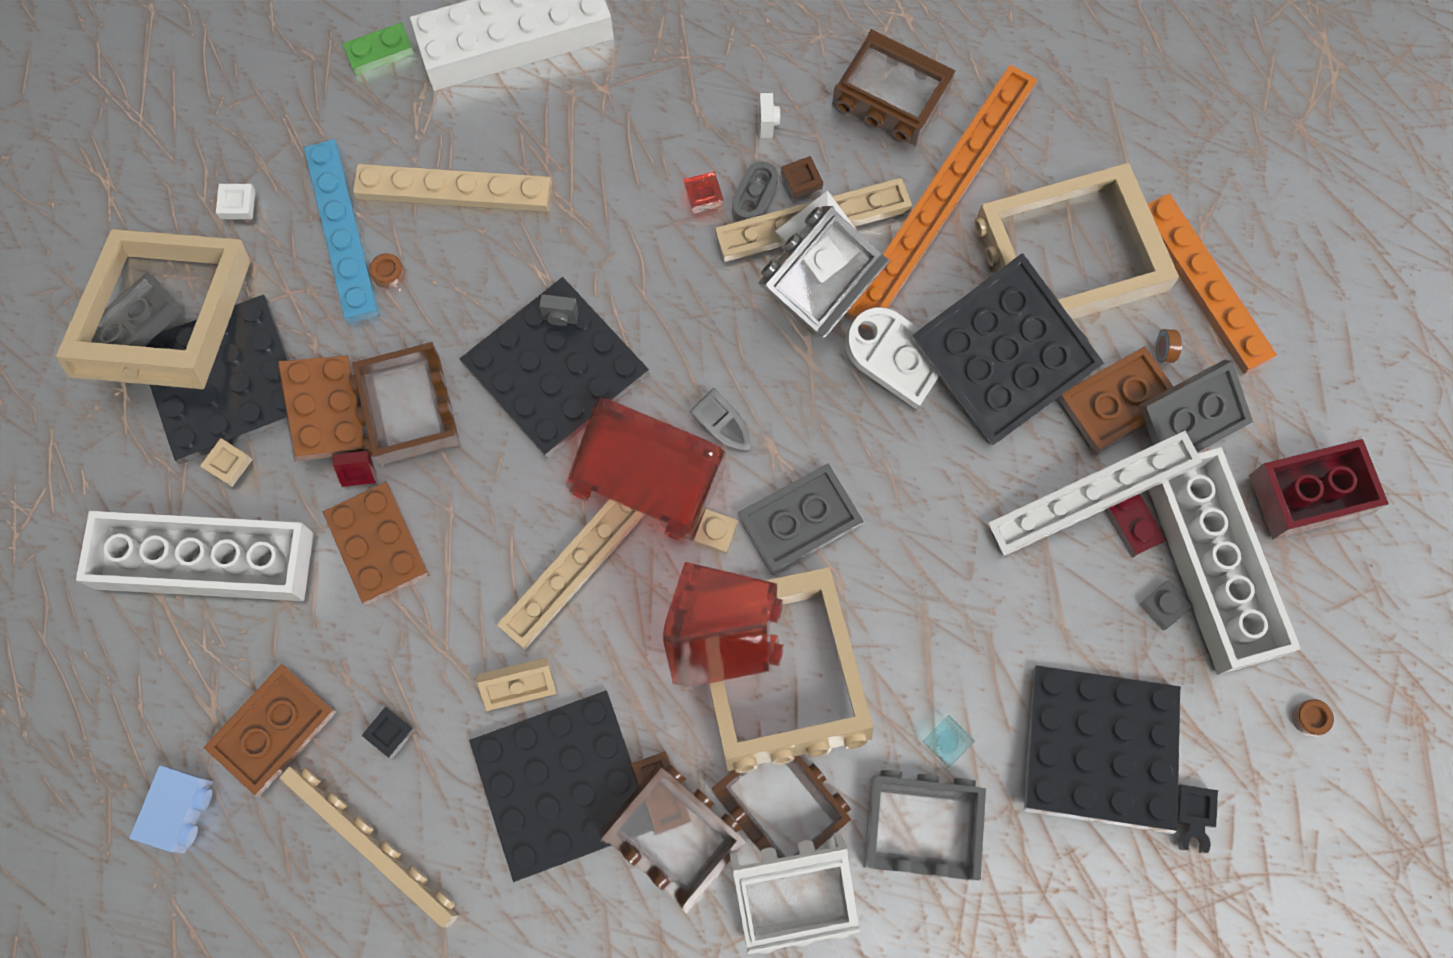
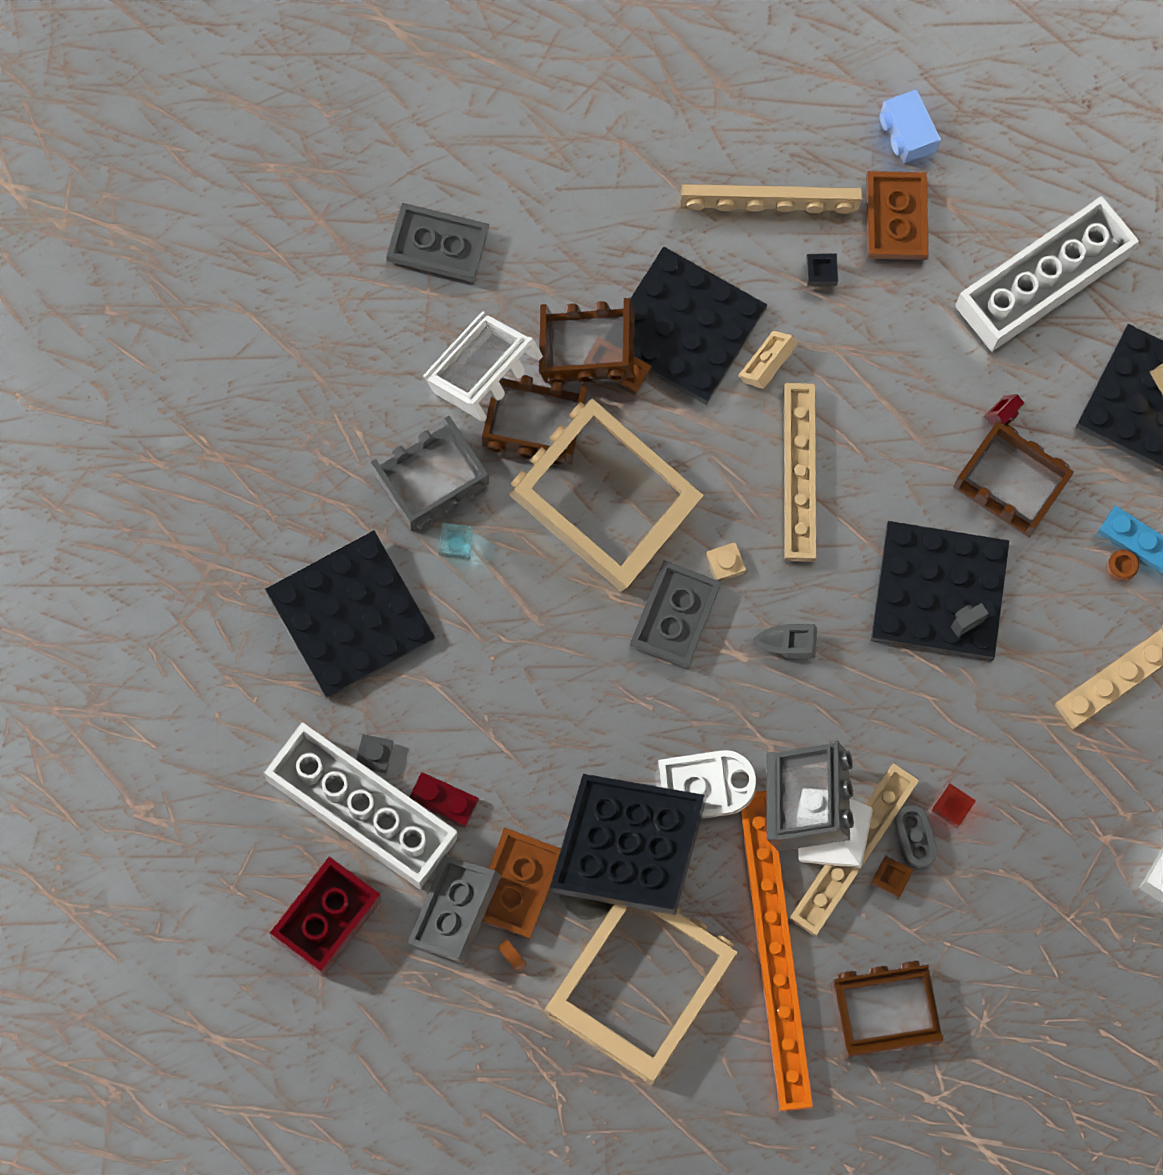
camera: 135 degrees right, 0 degrees up
(226, 462) = (1093, 348): tan plate -> none
(320, 407) = (1068, 430): dark orange plate -> none
(375, 543) = (945, 377): dark orange plate -> none
(647, 467) = (807, 558): clear red windscreen -> none
(720, 627) = (662, 454): clear red windscreen -> none
(768, 115) = (960, 907): white plate -> none
(1095, 493) = (484, 779): white plate -> none
(1196, 810) = (256, 621): black plate -> none
(1210, 287) = (520, 1040): orange plate -> none
(1313, 717) = (217, 751): dark orange tile -> none

